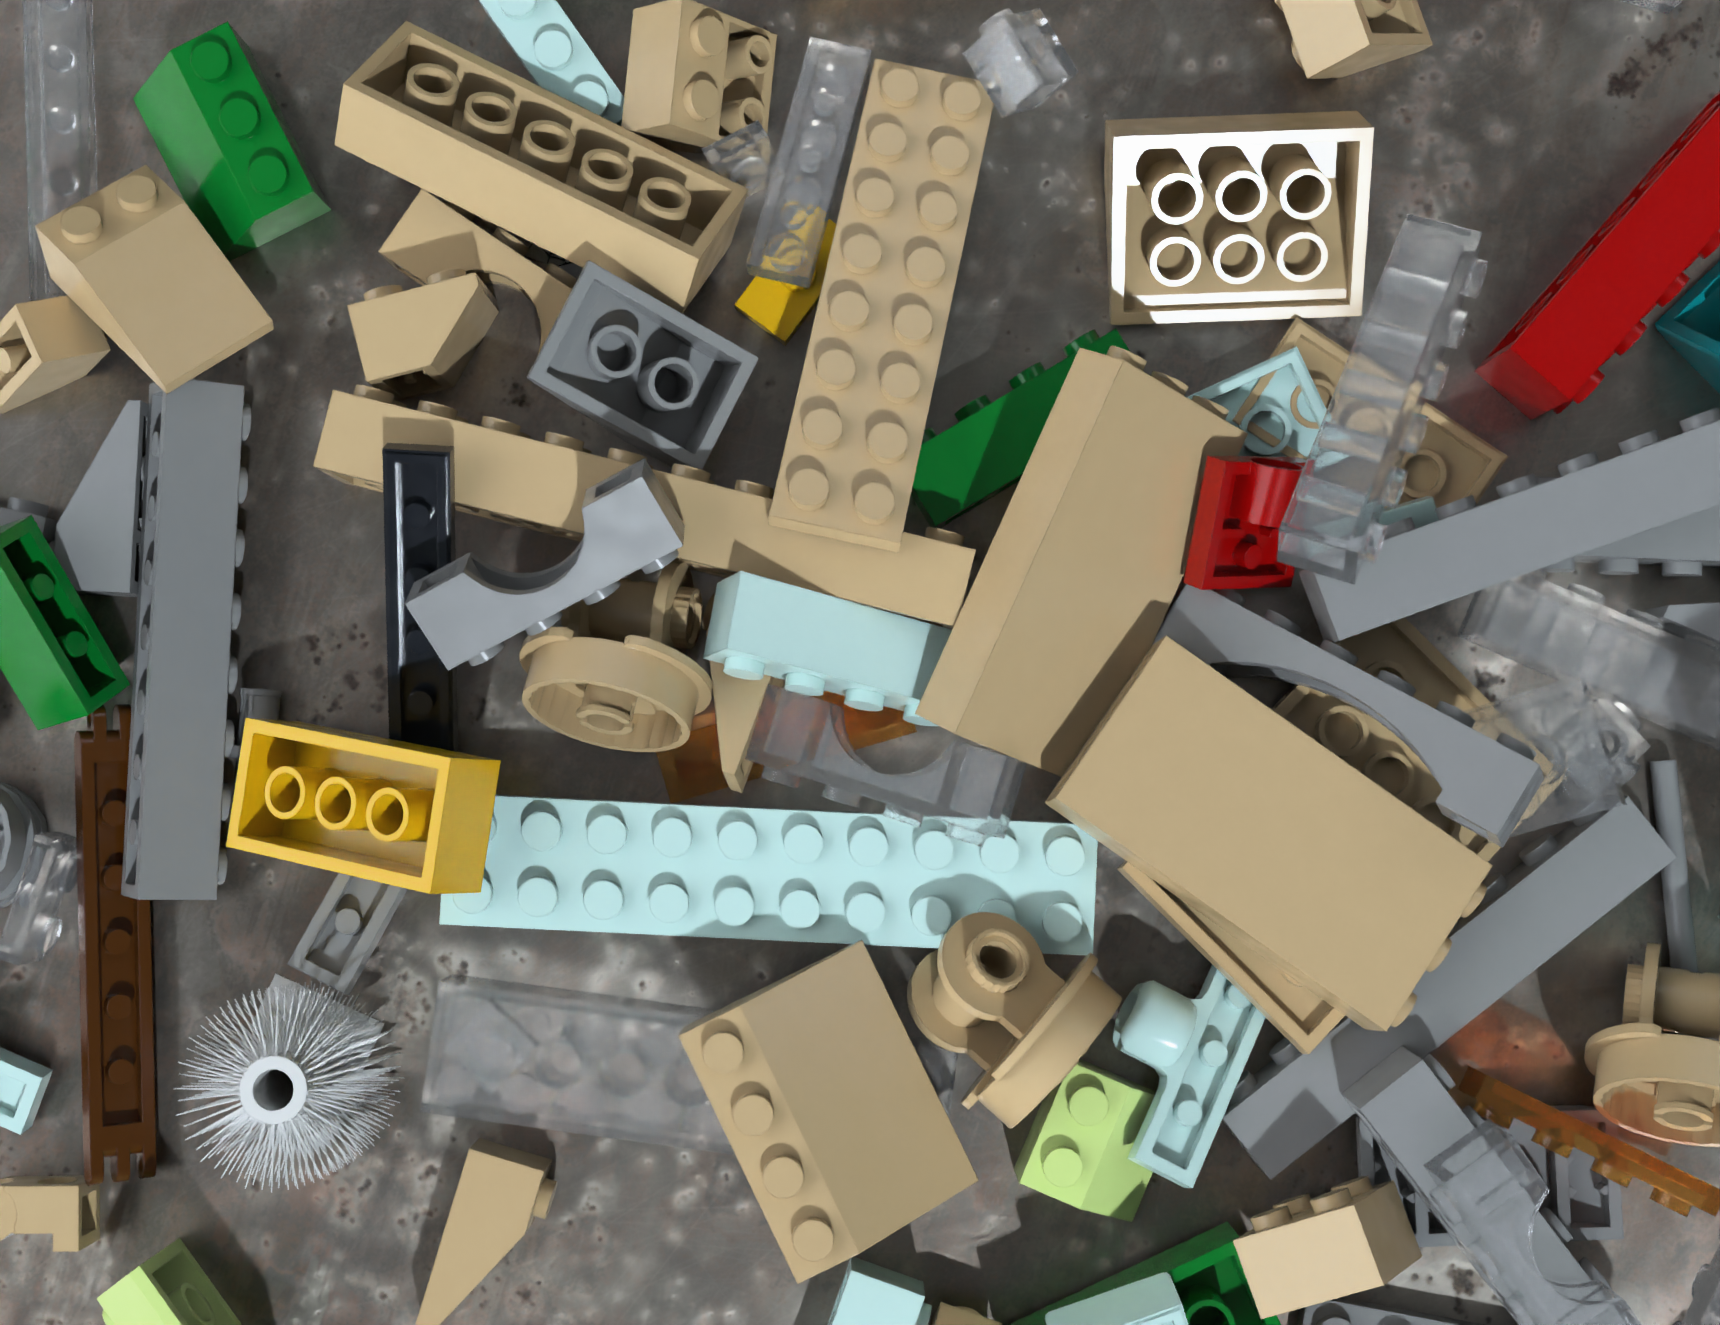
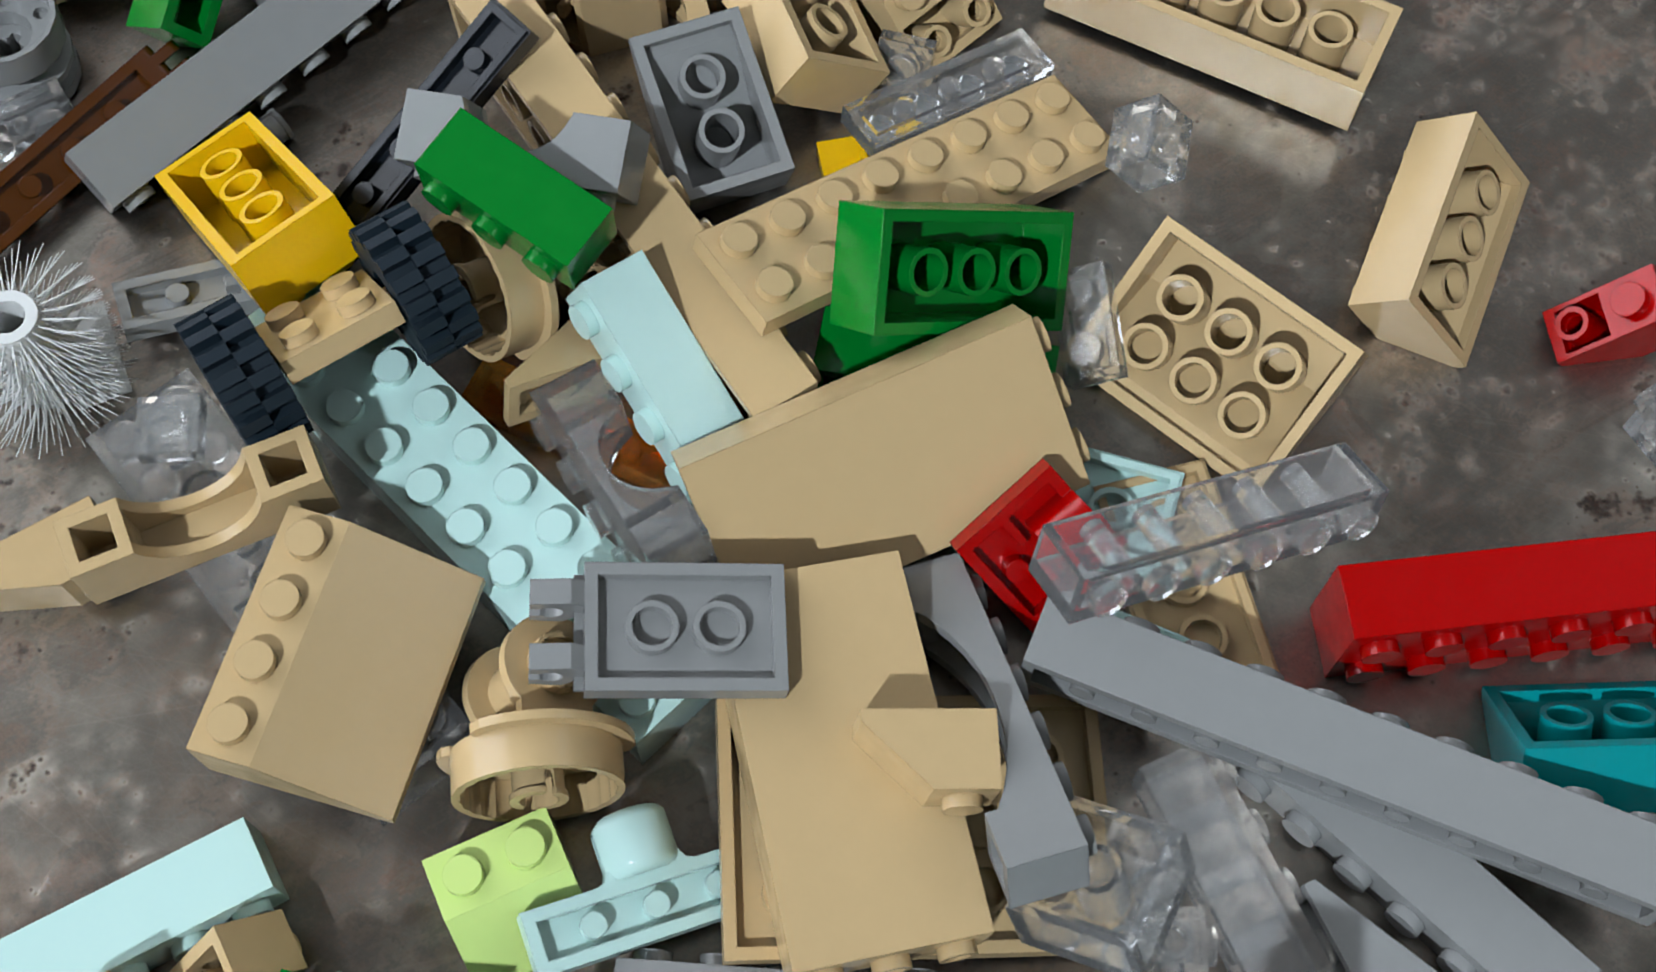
camera: 45 degrees right, 20 degrees down
(551, 868) = (404, 287): none -> black plate
(604, 1103) = (138, 543): none -> tan arch
(612, 633) = (515, 200): none -> green brick
(989, 351) = (946, 264): none -> green brick
(1069, 869) = (665, 631): none -> light grey tile
(1115, 283) = (1091, 328): none -> clear plate
(1353, 777) = (936, 753): none -> tan slope

